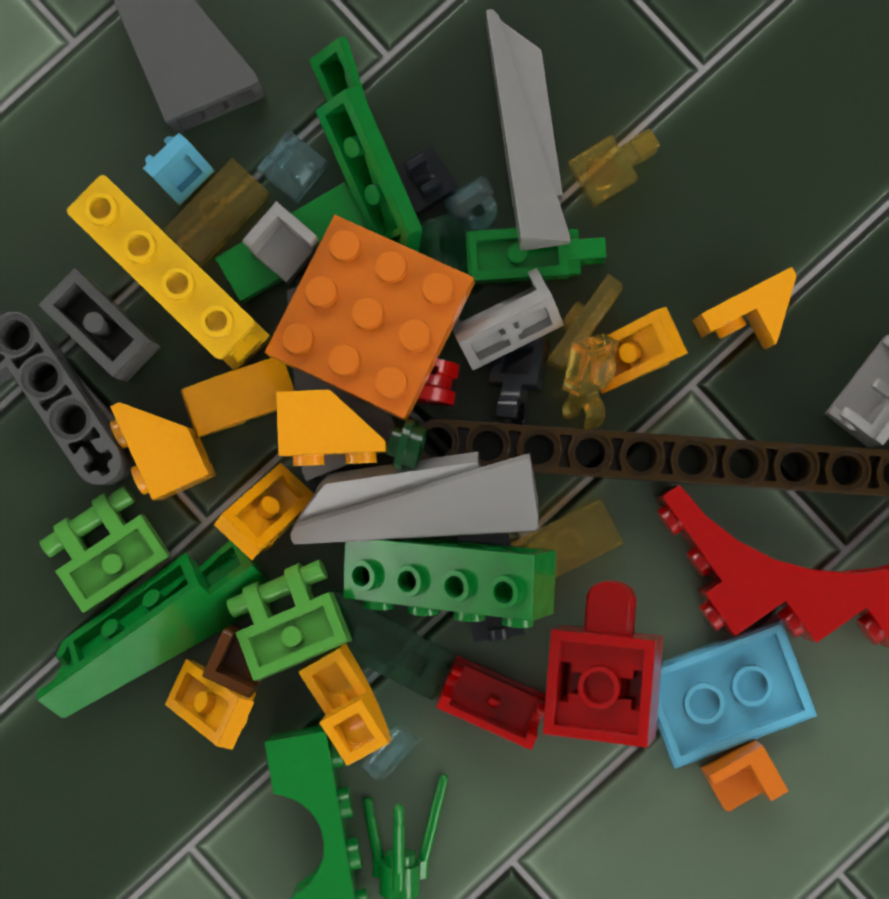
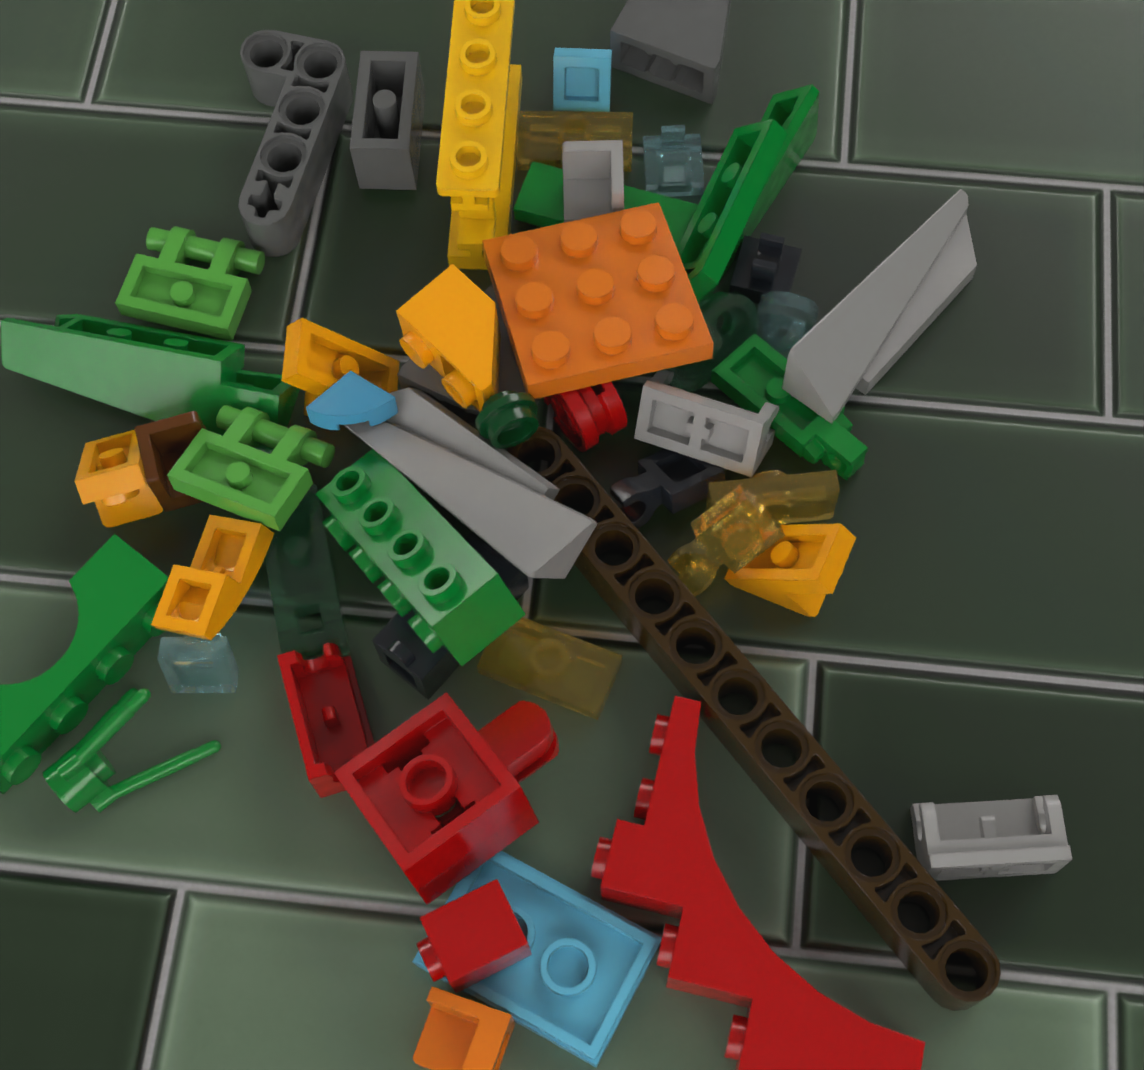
camera: 50 degrees right, 20 degrees down
(165, 452) = (320, 258): light orange slope -> none
(236, 396) = (409, 263): light orange slope -> none
(306, 528) = (351, 402): none -> dark azure tile
(608, 168) = (932, 403): clear yellow plate -> none
(701, 730) = (472, 937): none -> red brick
(762, 304) = (954, 637): light orange slope -> none

